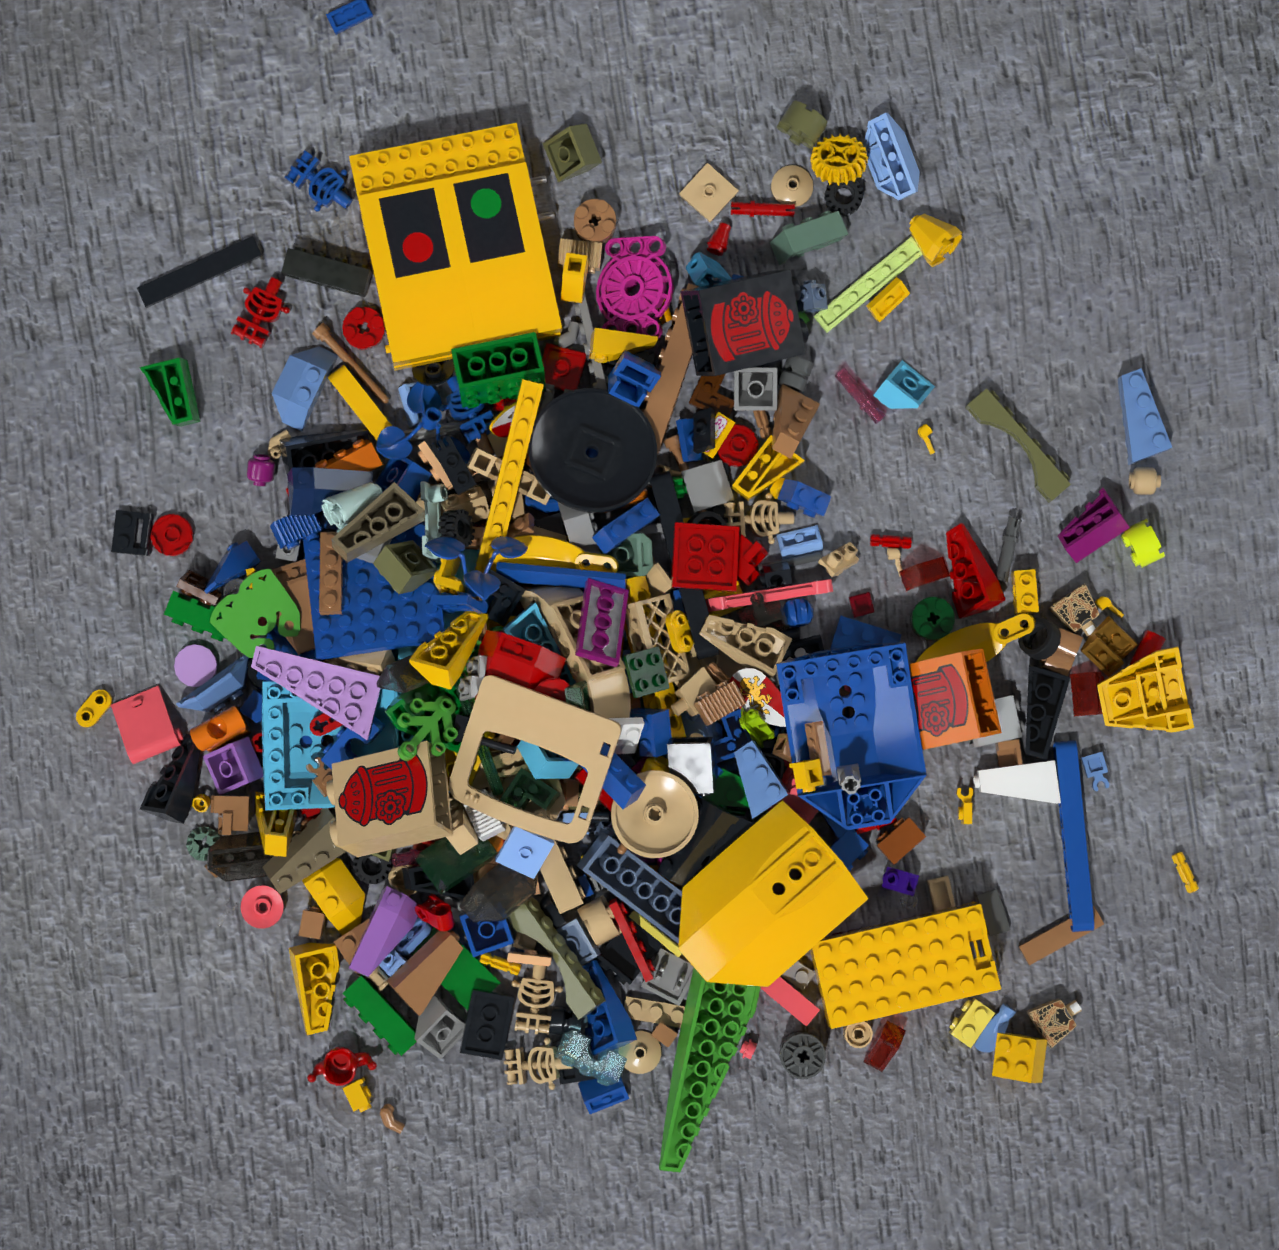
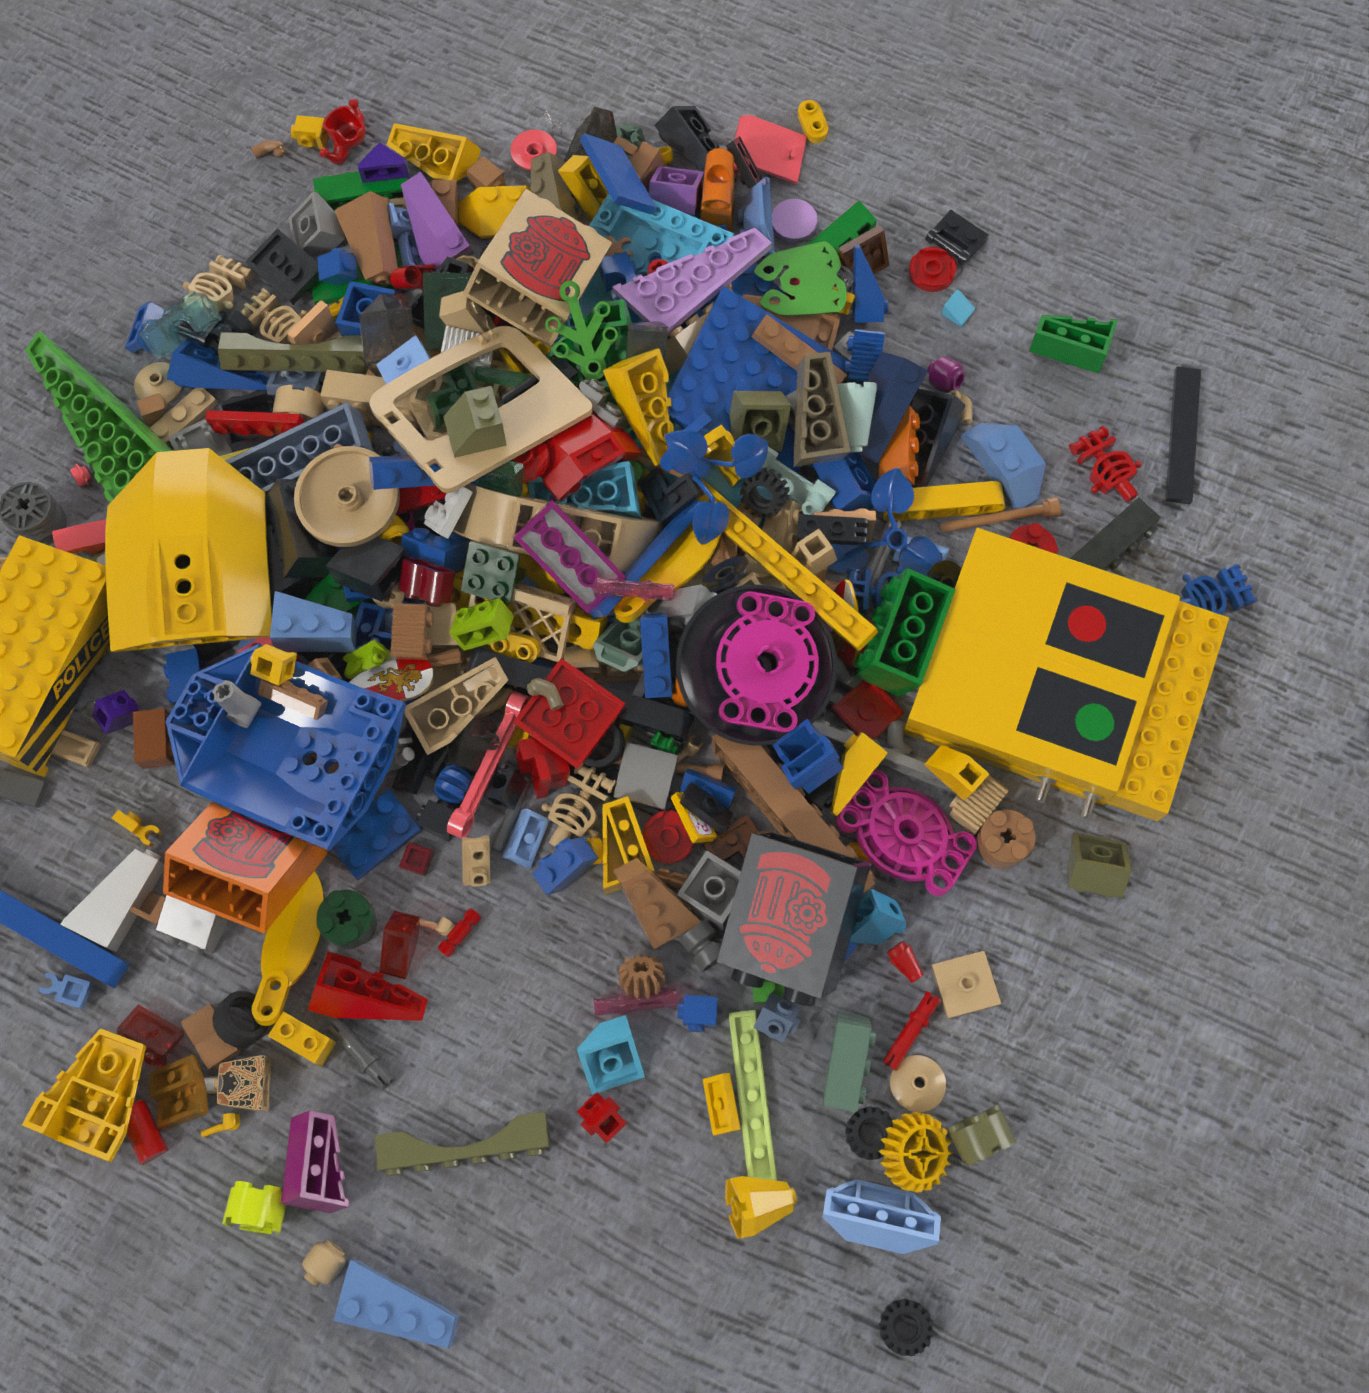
camera: 125 degrees right, 15 degrees down
(180, 726) = (747, 169): none -> black plate
(196, 494) = (958, 308): none -> medium azure slope
(265, 804) = (617, 174): none -> blue tile
(358, 1005) = (382, 165): none -> dark purple slope
(466, 977) = (337, 267): none -> blue brick
(541, 512) = (726, 574): none -> black dish
(556, 743) = (475, 423): none -> olive slope
(581, 547) = (644, 590): none -> clear pink pin
(583, 458) = (747, 676): none -> dark pink piece
(678, 716) = (426, 581): none -> dark red brick
(682, 658) = (481, 624): none -> lime brick
(701, 579) = (545, 688): none -> dark tan arm
(826, 607) = (434, 818): none -> black brick
(840, 350) = (698, 1012): none -> blue brick
(842, 401) = (641, 976): none -> medium nougat gear
(924, 431) = (550, 1047): yellow hand -> none
(936, 114) = (924, 1327): none -> black tyre
(946, 368) = (601, 1117): none -> red brick
(1044, 705) = (170, 976): black wedge -> none

